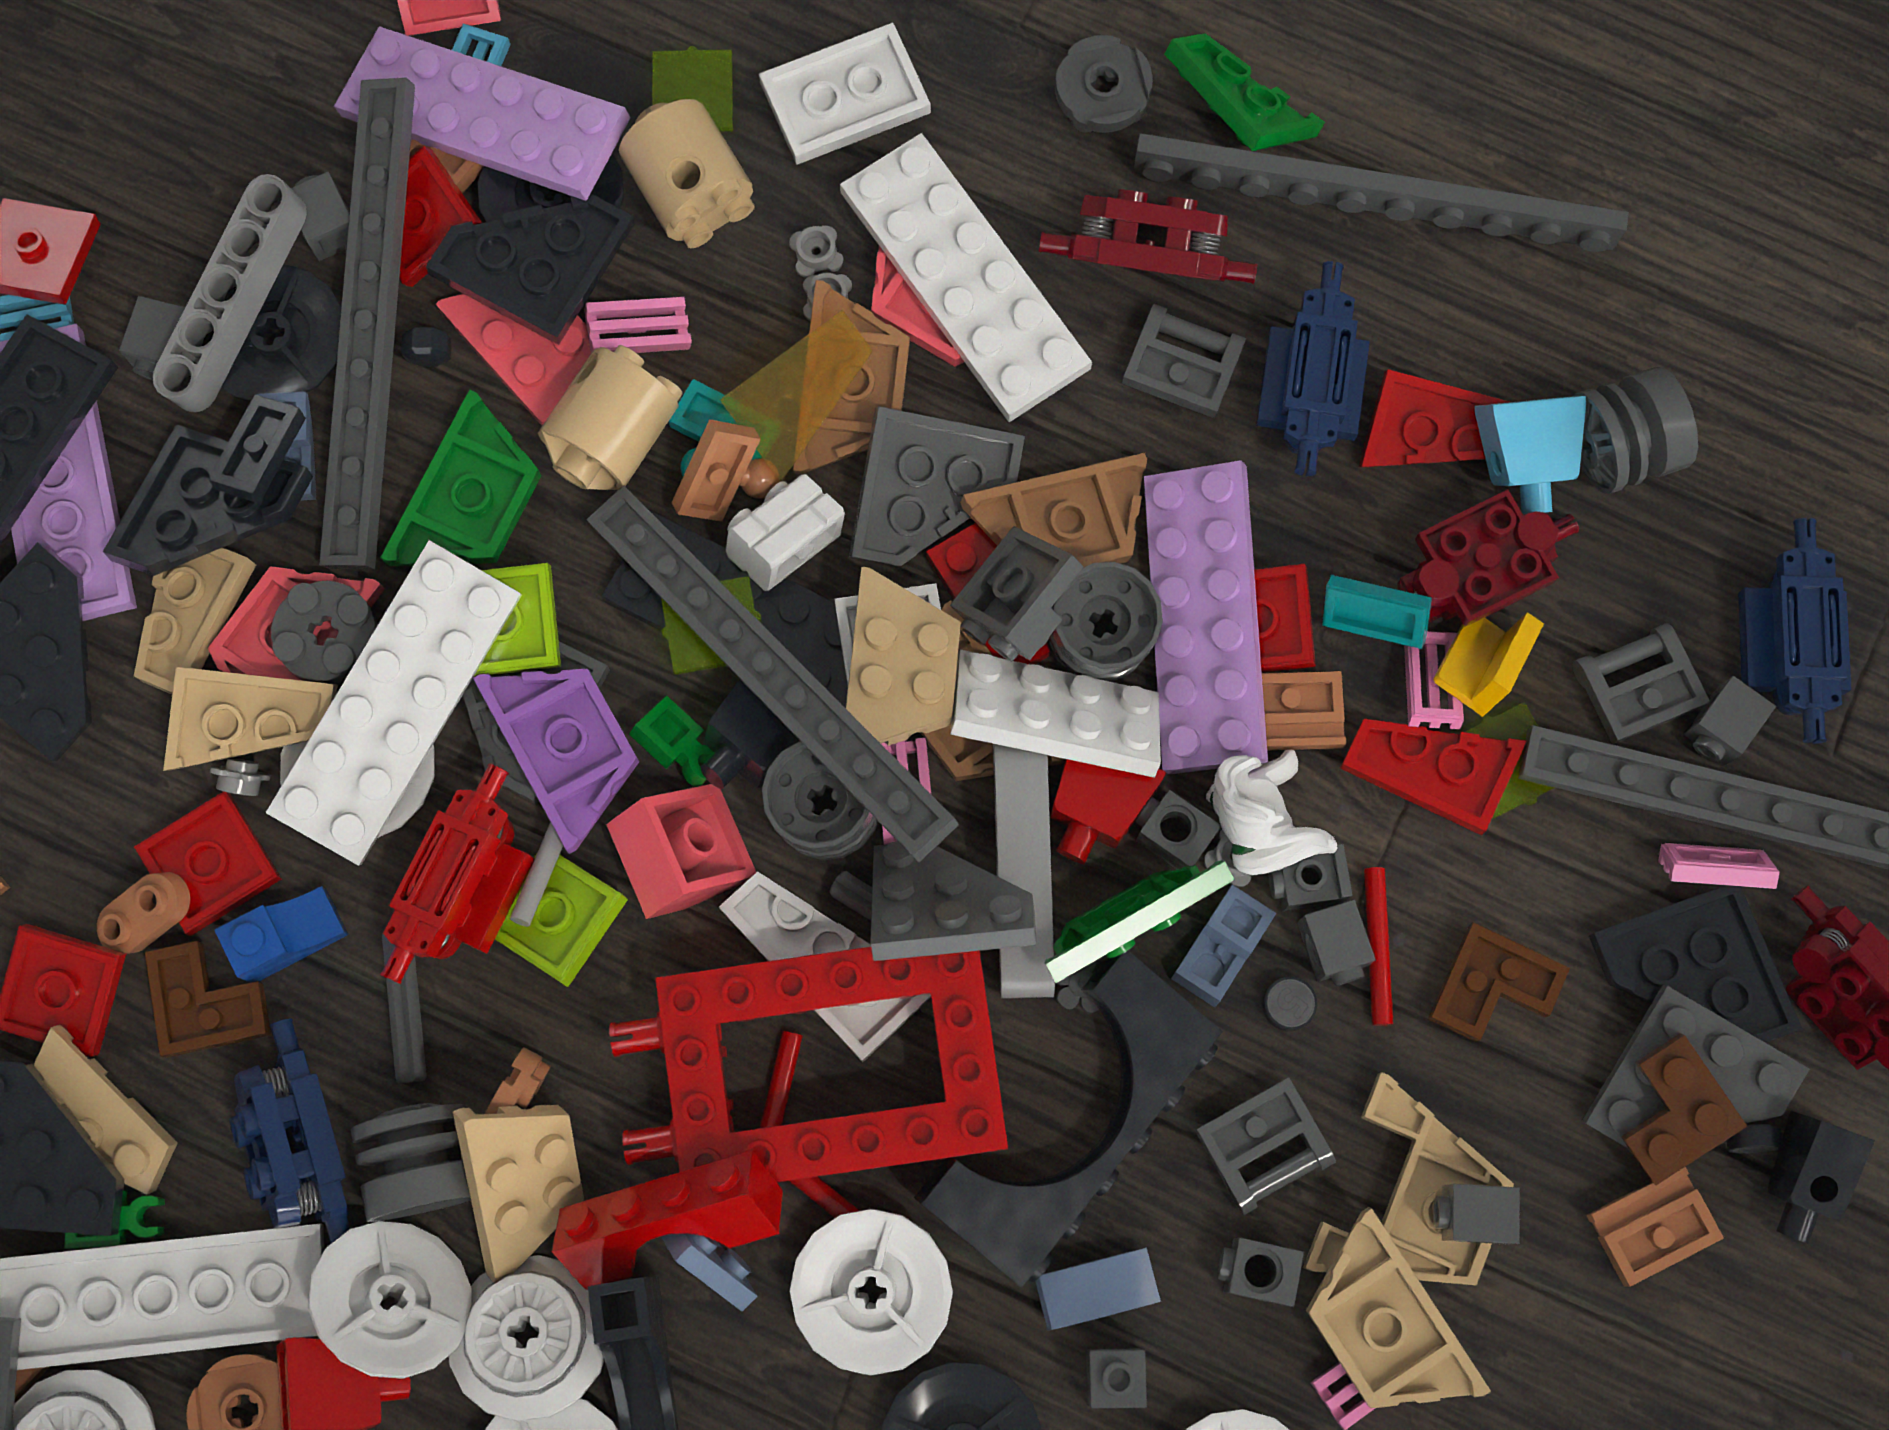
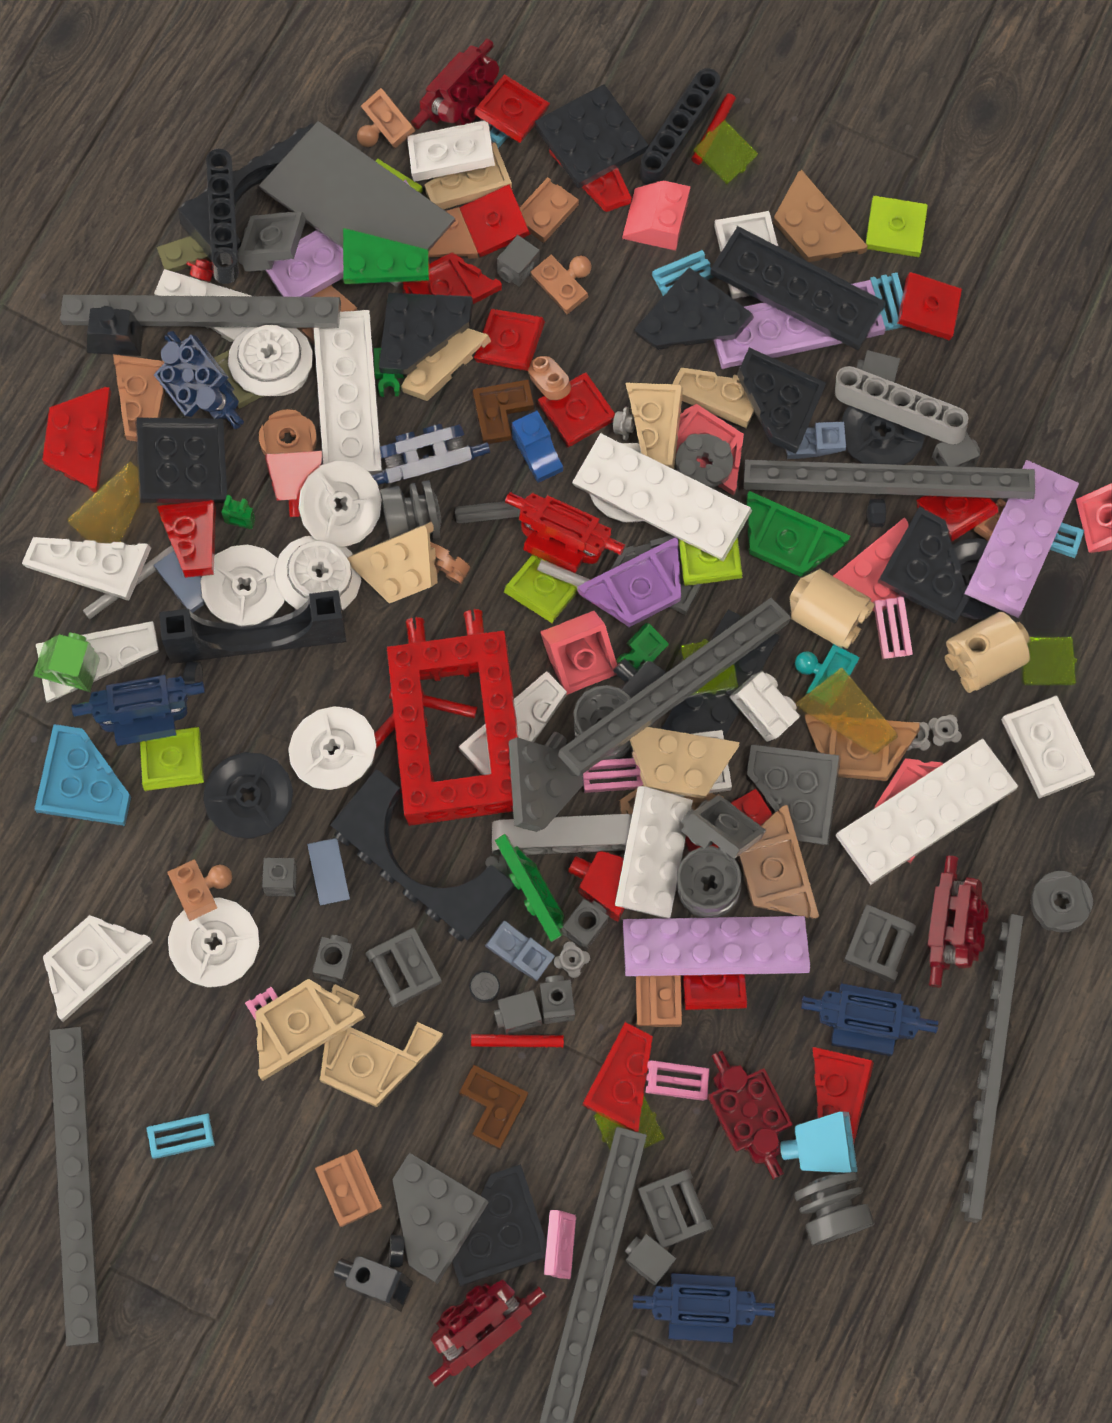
camera: 90 degrees right, 5 degrees down
(257, 448) = (807, 421): black plate -> none
(714, 1266) = (359, 656): sand blue plate -> none
(718, 469) = (801, 668): nougat plate -> none
(721, 1200) = (382, 661): red arch -> none
(1250, 109) = (1053, 984): green wing -> none
(1257, 818) = (594, 965): white hair -> none
(1376, 611) = (717, 1046): teal tile -> none
(1478, 1214) = (358, 1077): dark grey brick -> none
(1486, 661) = (687, 1108): yellow panel -> none
(1695, 1114) = (412, 1209): reddish brown plate -> none

